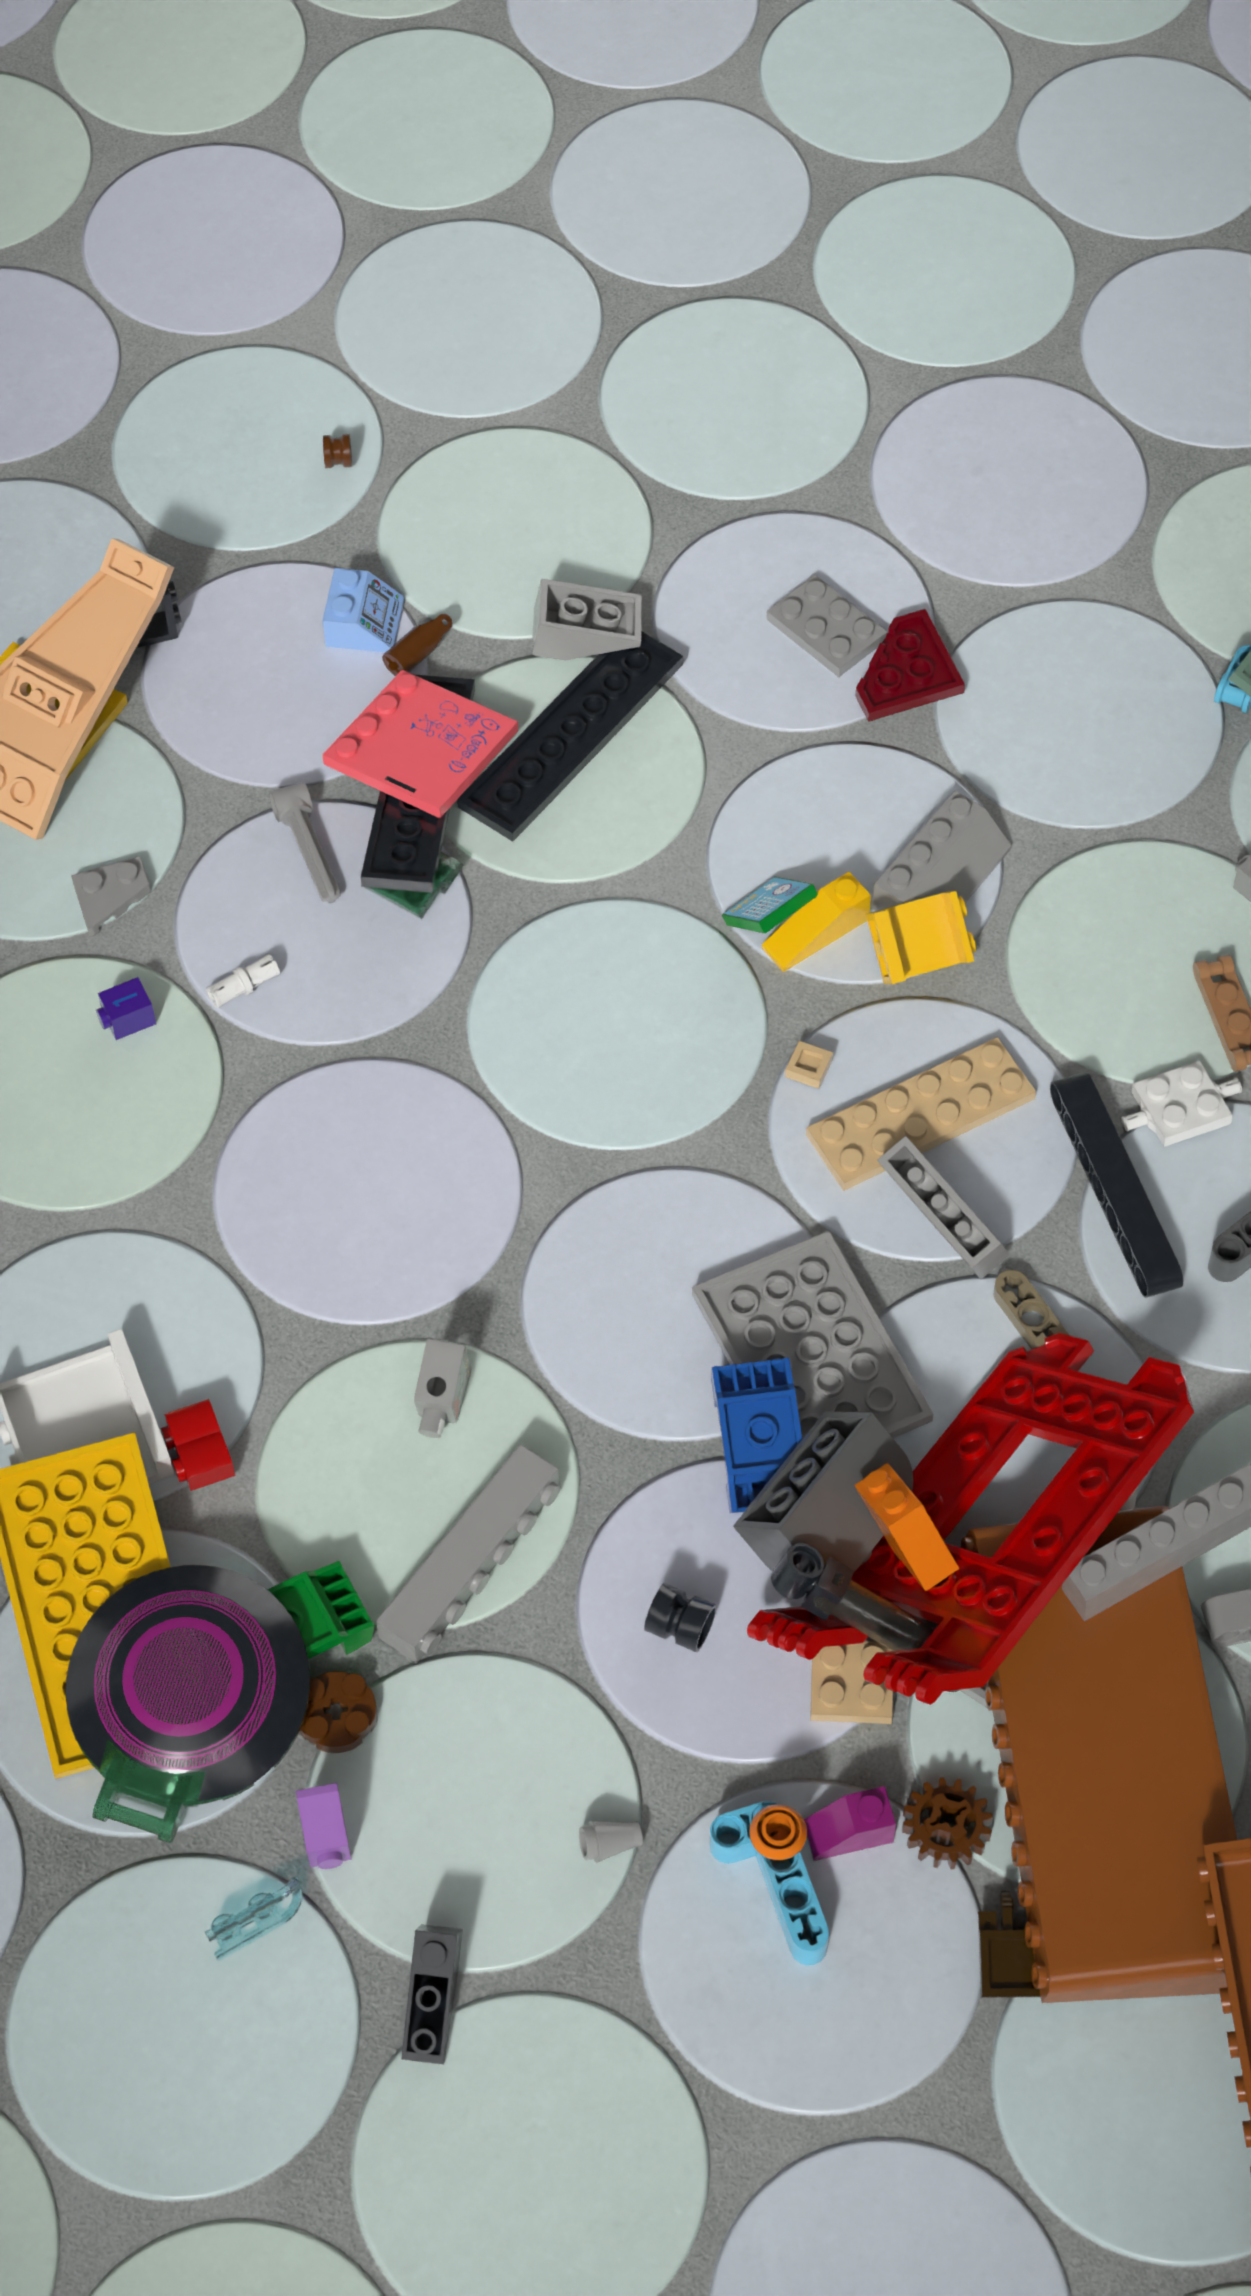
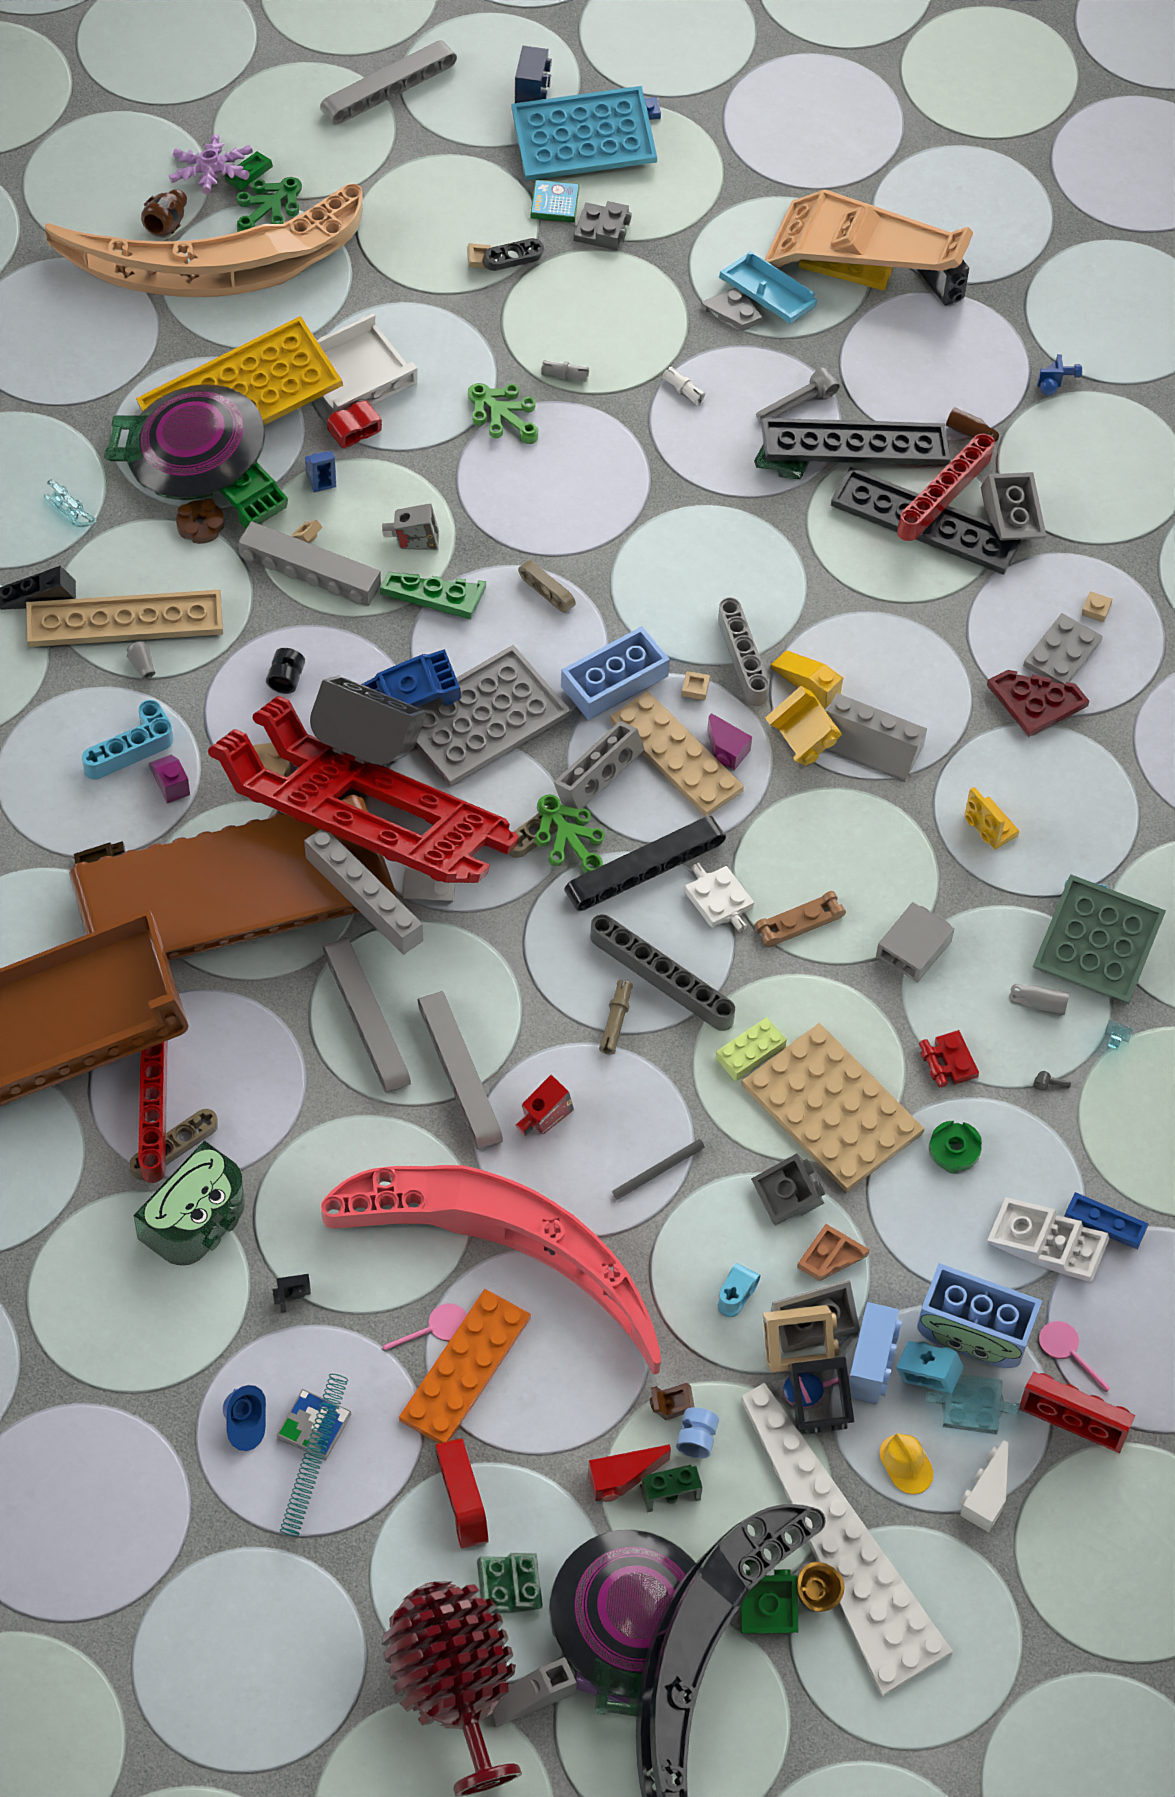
camera: 75 degrees right, 0 degrees up
(87, 836) = (769, 287): none -> medium azure container
(125, 1009) = (646, 331): dark purple brick -> none
(170, 1131) = (565, 370): none -> light grey pin
(223, 1233) = (482, 394): none -> bright green plant
(285, 1505) = (321, 470): none -> blue arch
(323, 1826) = (122, 521): medium lavender slope -> none
(337, 451) = (1121, 354): reddish brown wheel -> none
(348, 529) = (1051, 377): none -> blue piece
(361, 612) = (989, 390): light blue slope -> none
(404, 1548) = (307, 531): none -> tan plate
(420, 743) = (882, 434): coral plate -> none
(516, 1859) = (124, 618): none -> tan plate
(534, 688) = (945, 487): none -> red beam
(570, 1370) = (434, 593): none -> green wing
(586, 1225) = (547, 586): none -> dark tan beam
(744, 996) = (739, 639): none -> light grey beam
(759, 573) = (1097, 606): none -> tan plate
(770, 905) = (809, 643): tile -> none
(777, 1158) = (615, 673): none -> light blue brick
(778, 1832) = (144, 724): orange cone -> none
(833, 1592) = (292, 737): piece -> none
(906, 1526) = (342, 749): orange brick -> none
(919, 1042) = (728, 742): none -> magenta slope
(940, 1839) = (178, 820): reddish brown gear -> none
(1011, 1284) = (568, 832): none -> bright green plant
(1104, 759) = (989, 820): none -> yellow bracket

